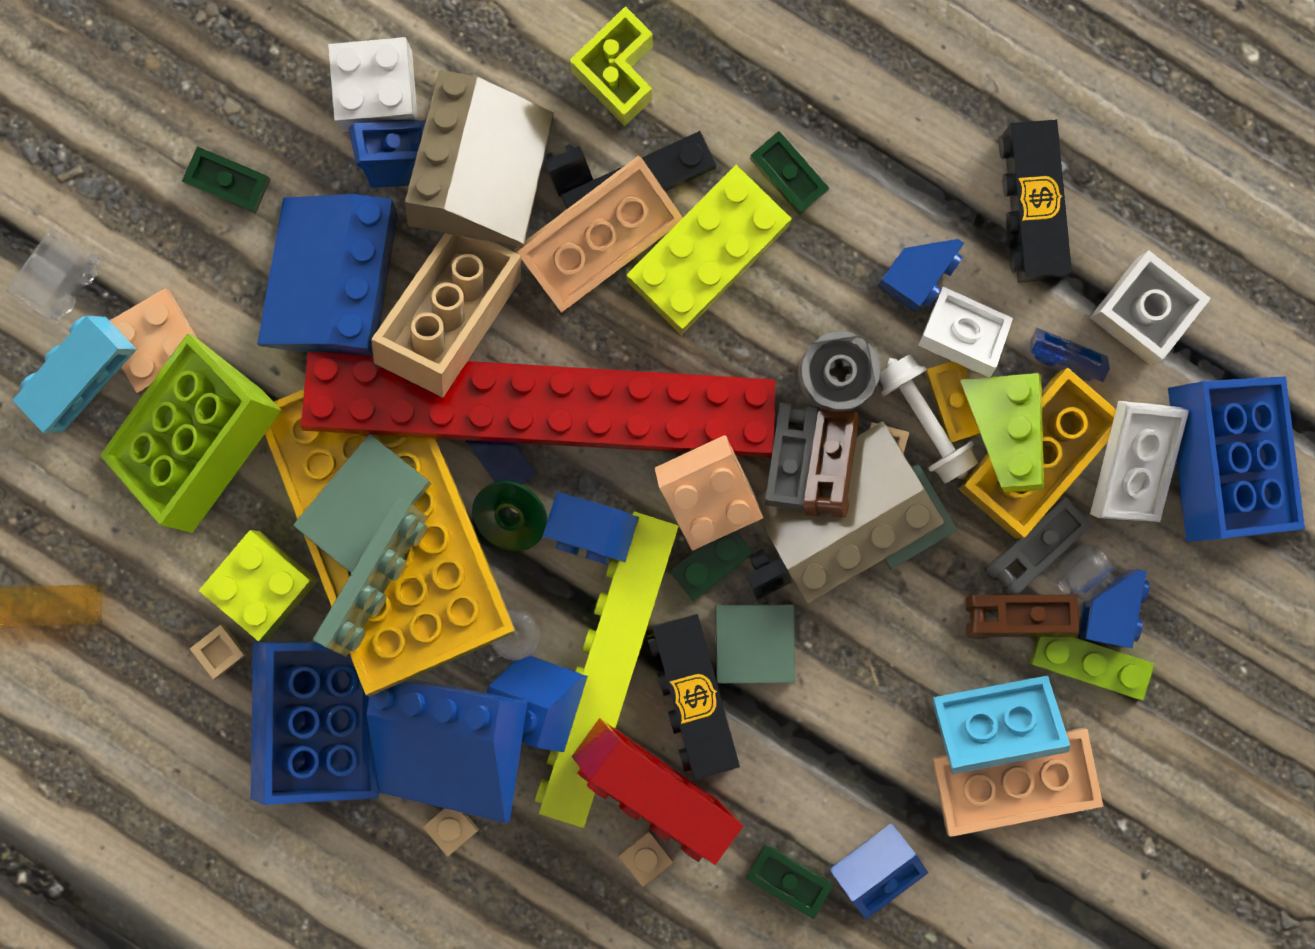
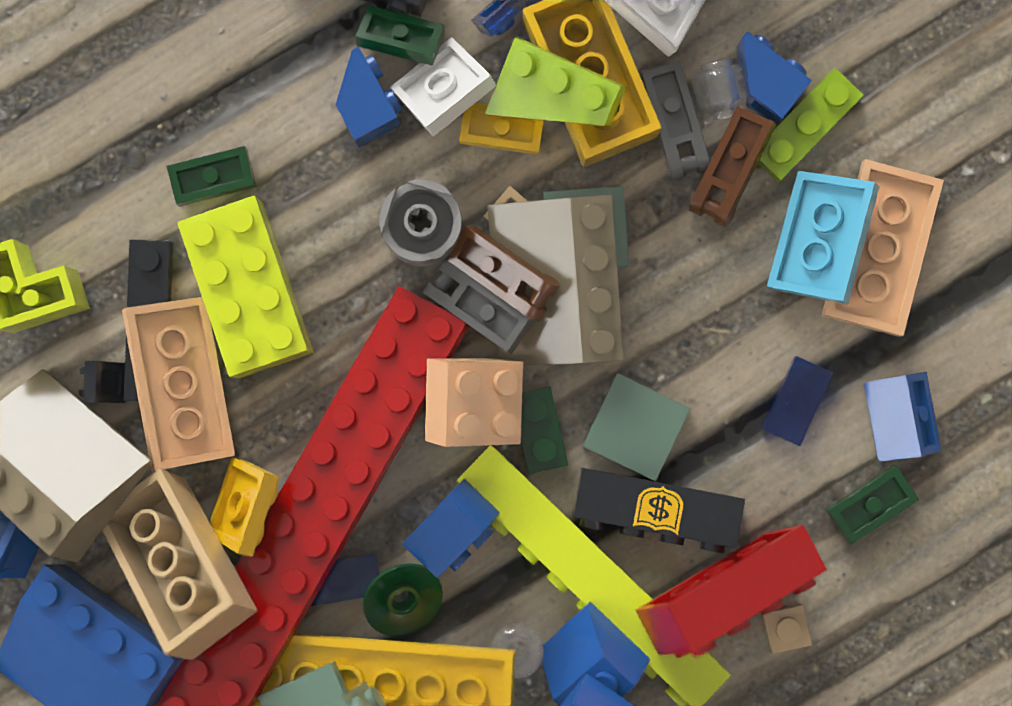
camera: 55 degrees left, 0 degrees up
(523, 341) = (243, 506): none -> yellow plate
(767, 576) = (579, 384): black tile -> none
(846, 772) = (797, 401): none -> clear blue plate
(953, 461) = (558, 157): white piece -> none
(992, 273) = (400, 35): none -> dark green plate

